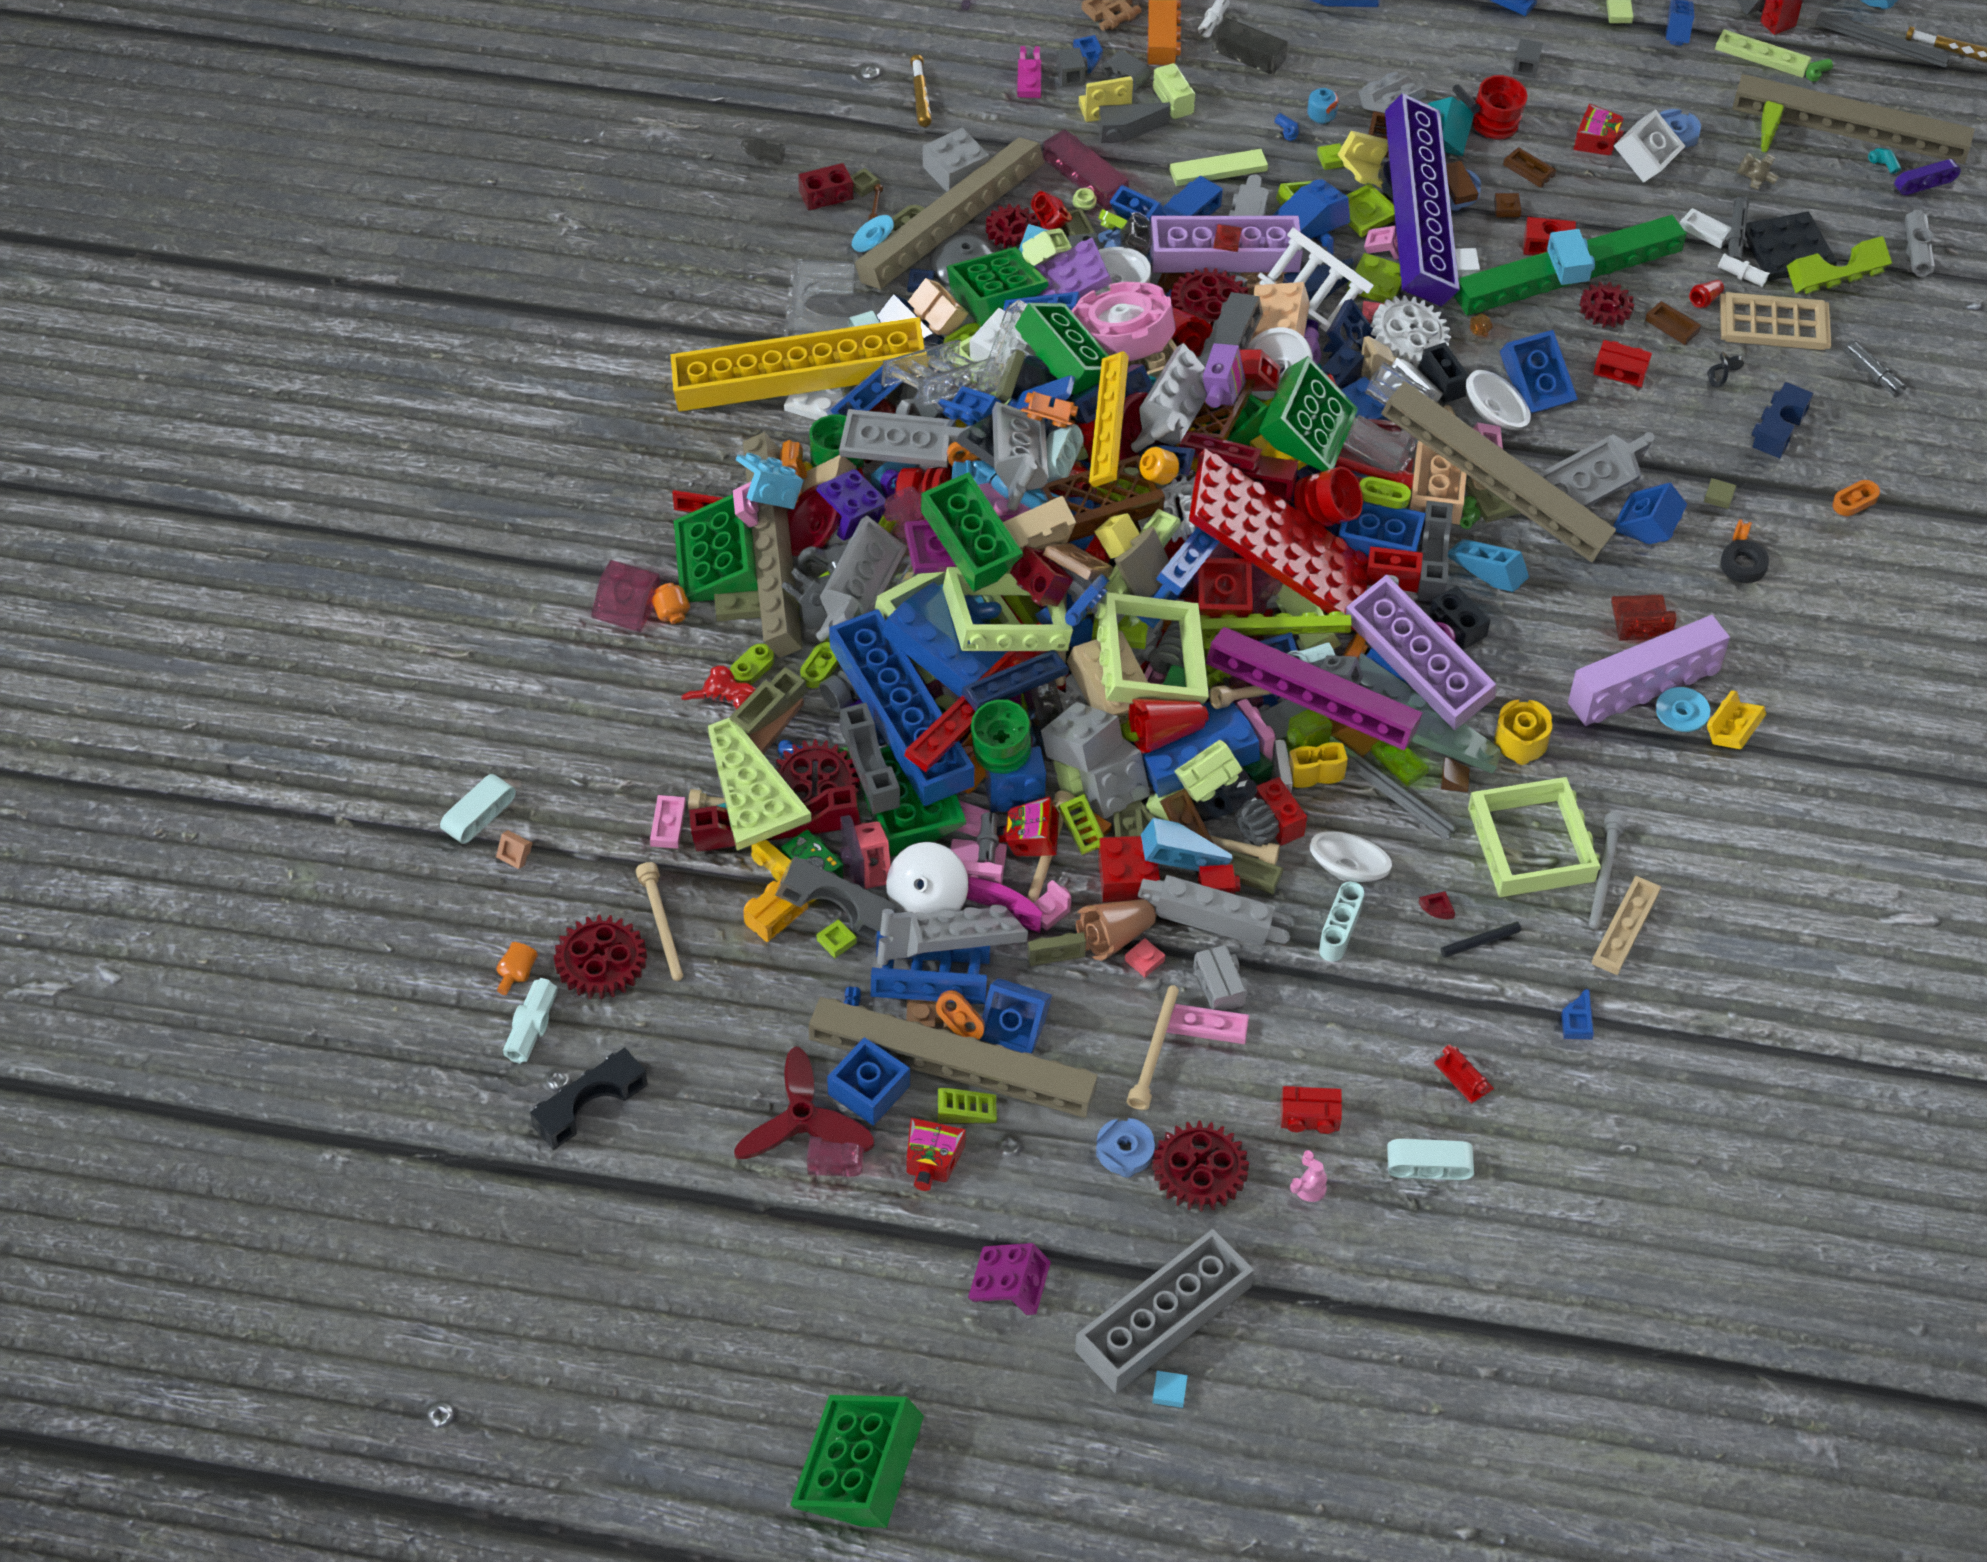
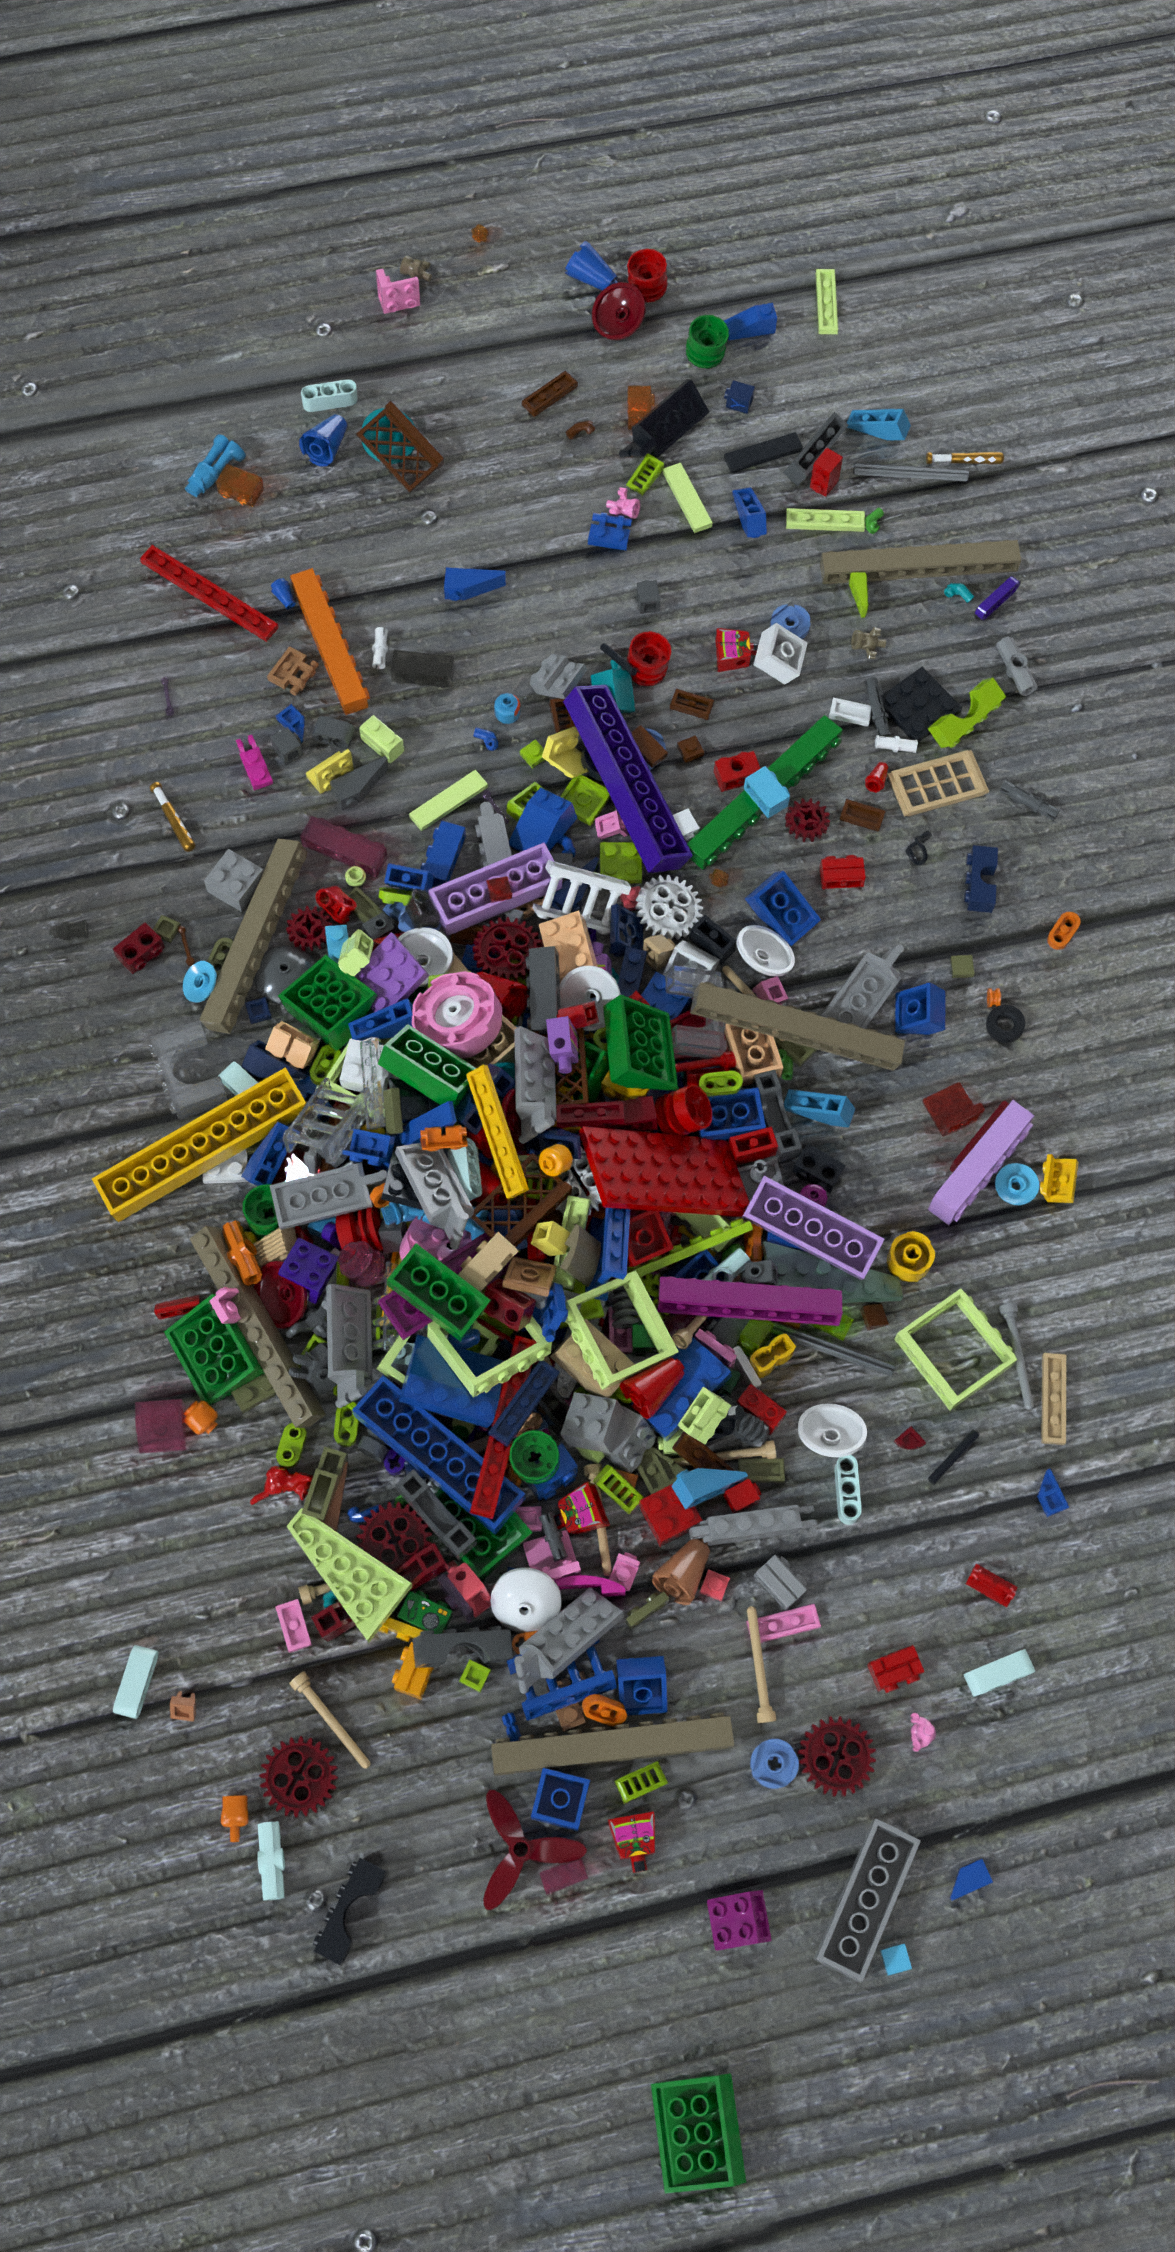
camera: 25 degrees left, 15 degrees up
(771, 481) = (239, 1276): medium azure bracket -> none
(1271, 202) = (487, 795): none -> clear purple hinge
(1296, 1346) = (970, 1879): none -> blue tile

